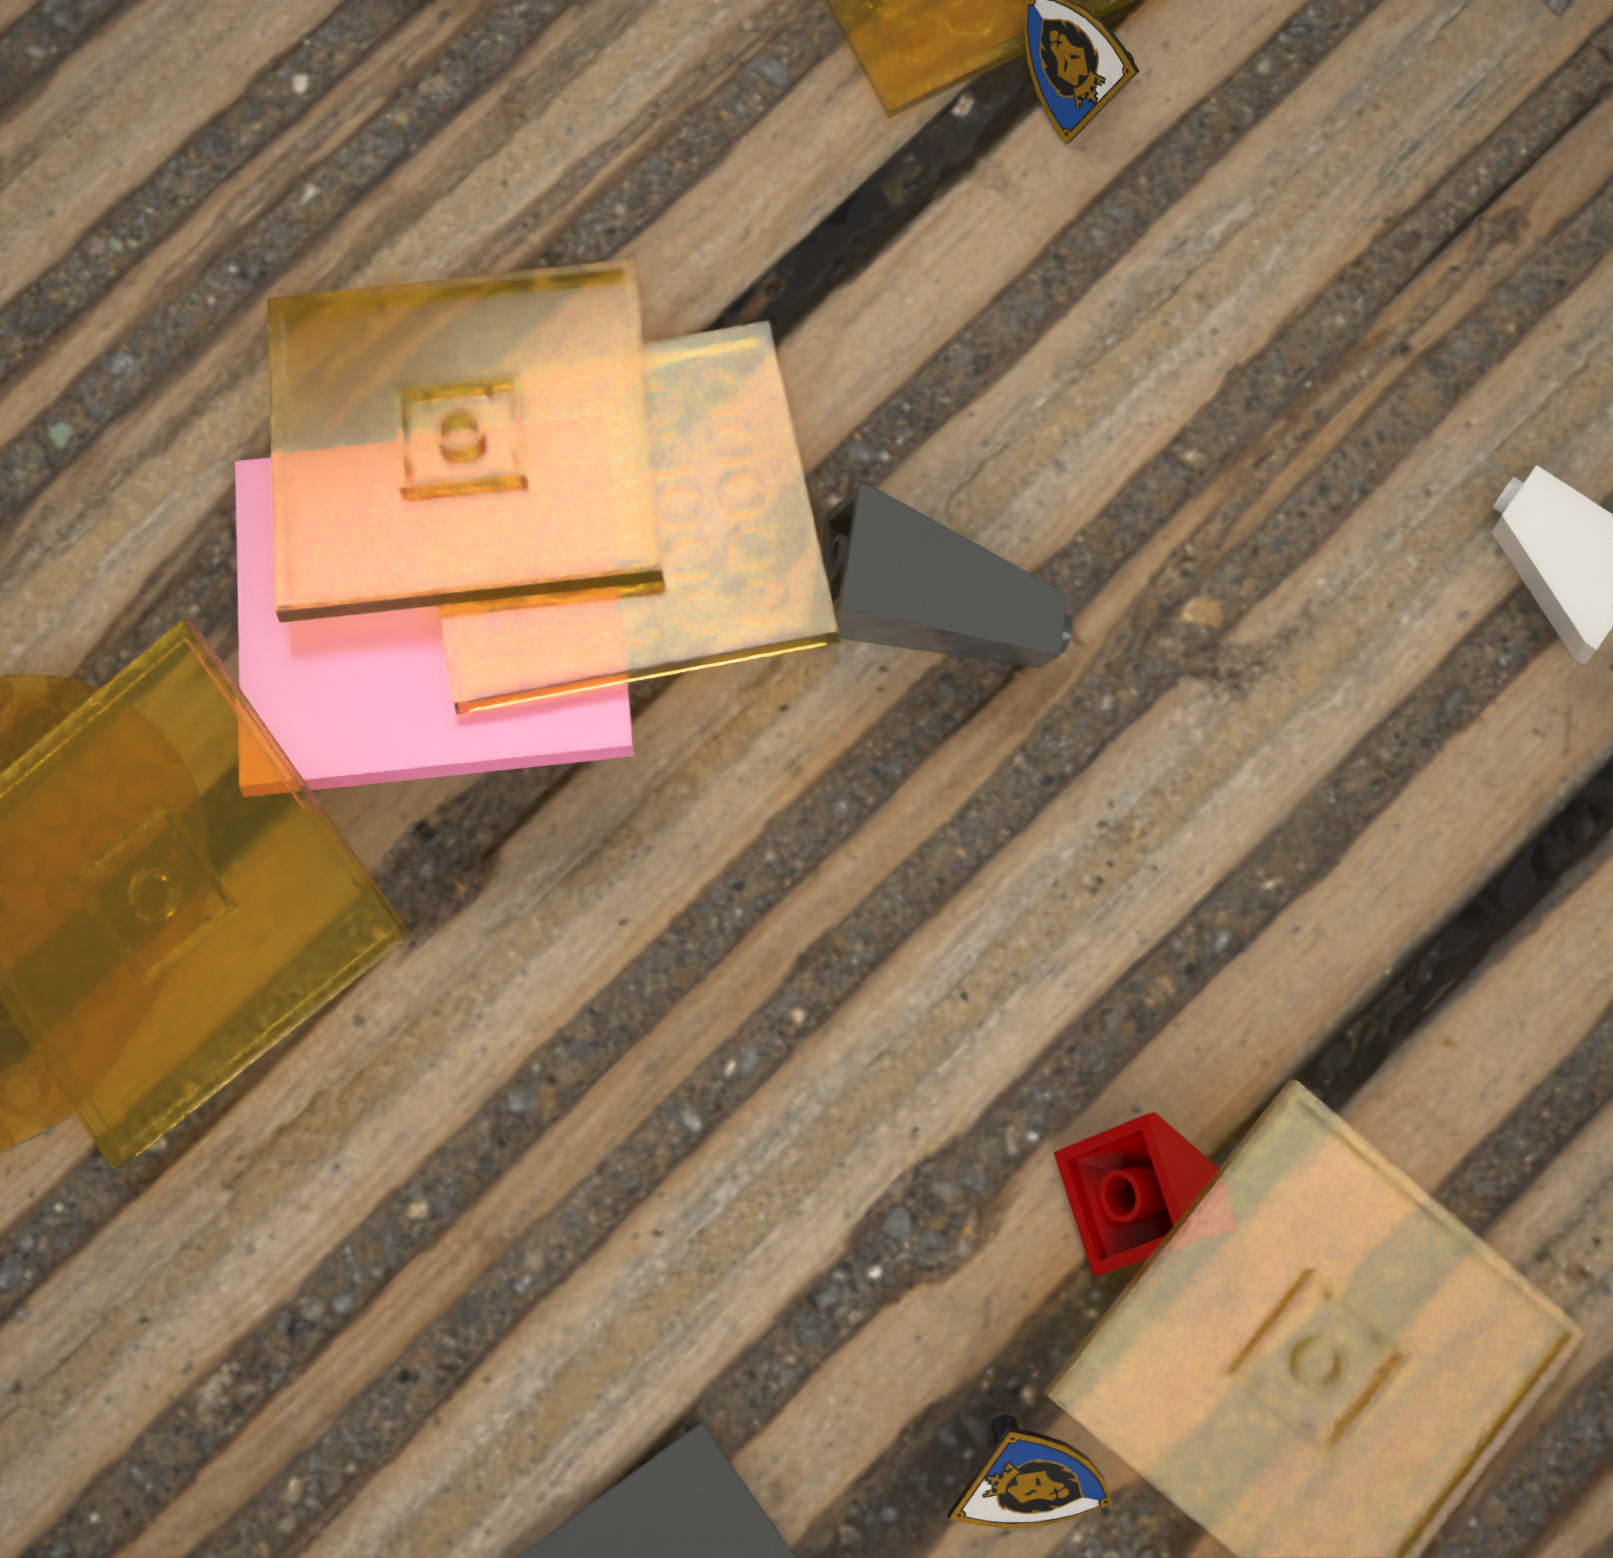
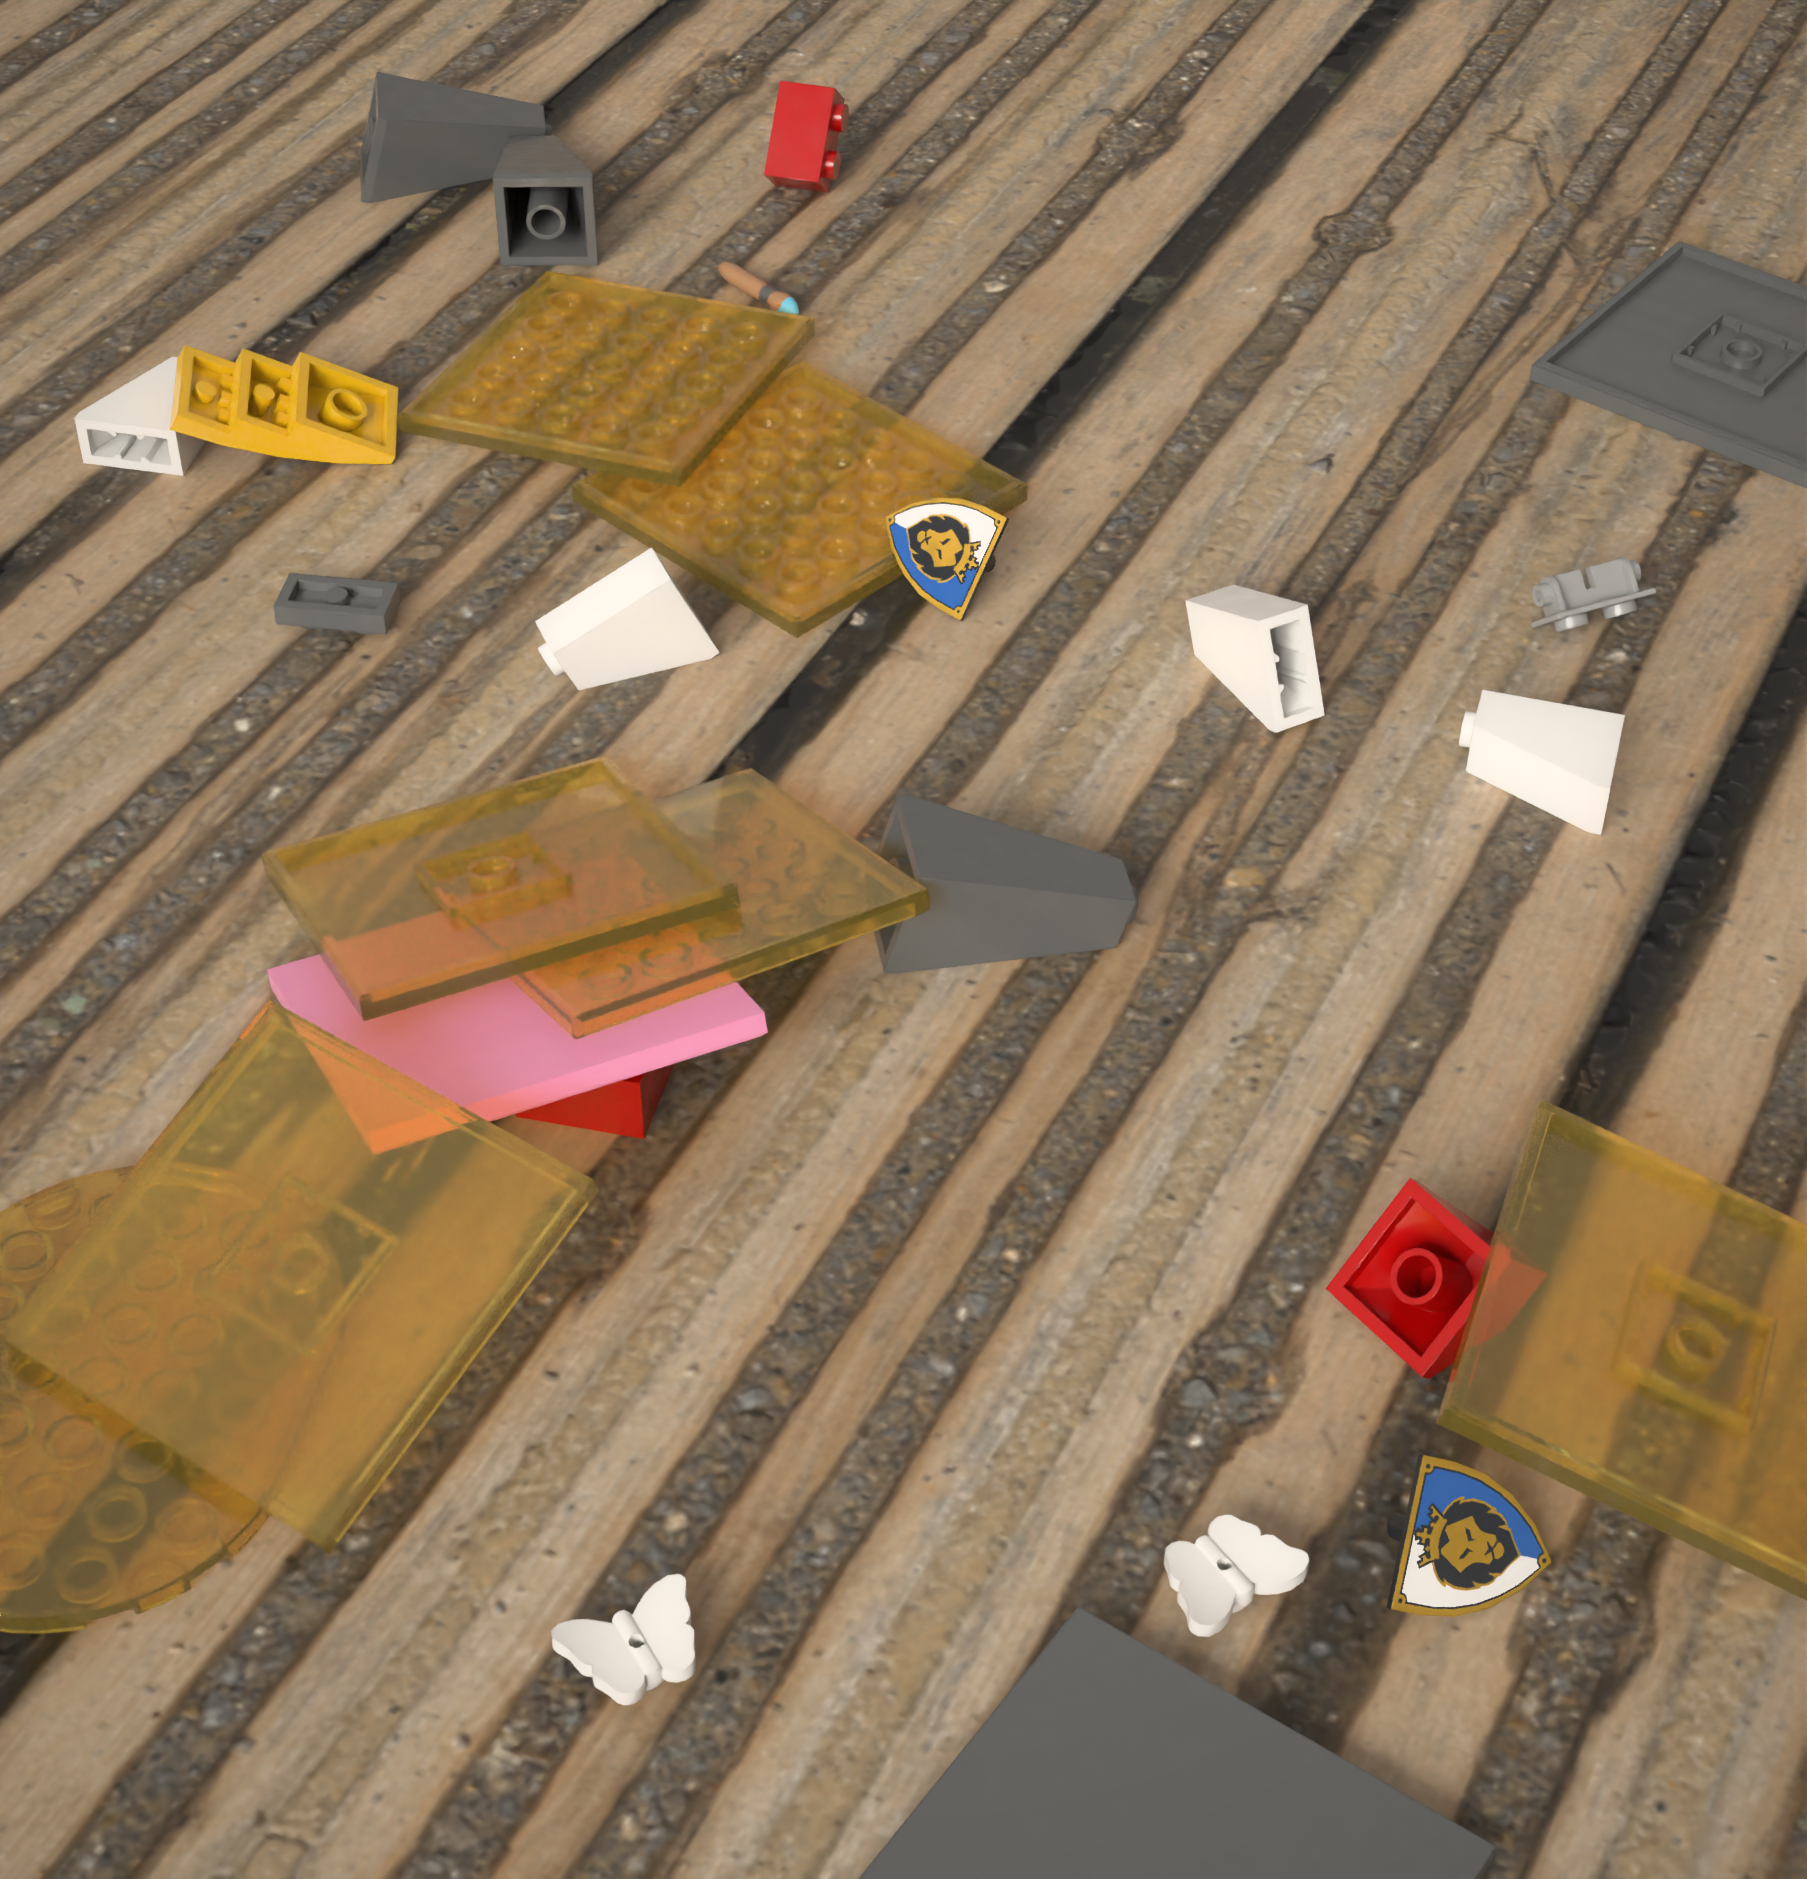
camera: 25 degrees left, 35 degrees down
(313, 1337) = (635, 1648): none -> white animal
(706, 83) = (624, 627): none -> white slope
(860, 1433) = (1227, 1569): none -> white animal
(1338, 317) = (1259, 652): none -> white slope

